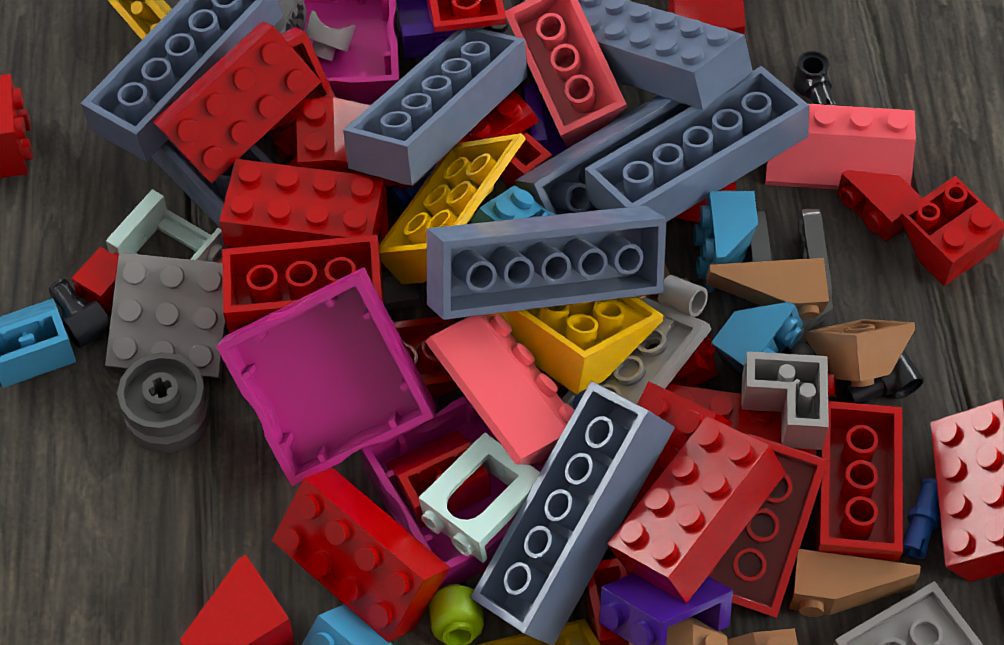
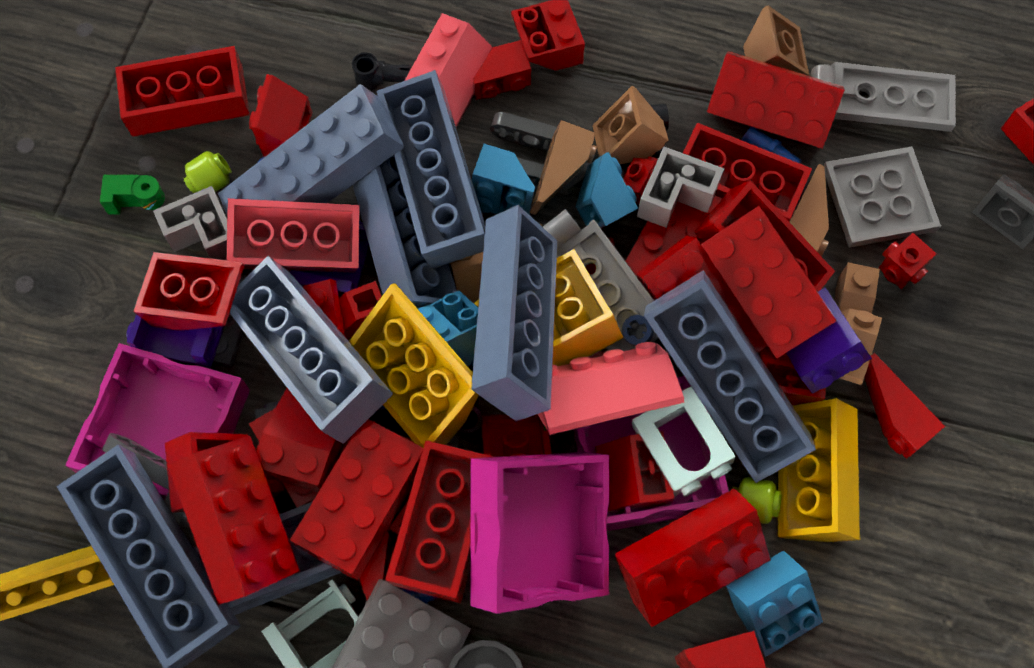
camera: 70 degrees left, 10 degrees up
(328, 39) = (160, 424): light grey piece -> none

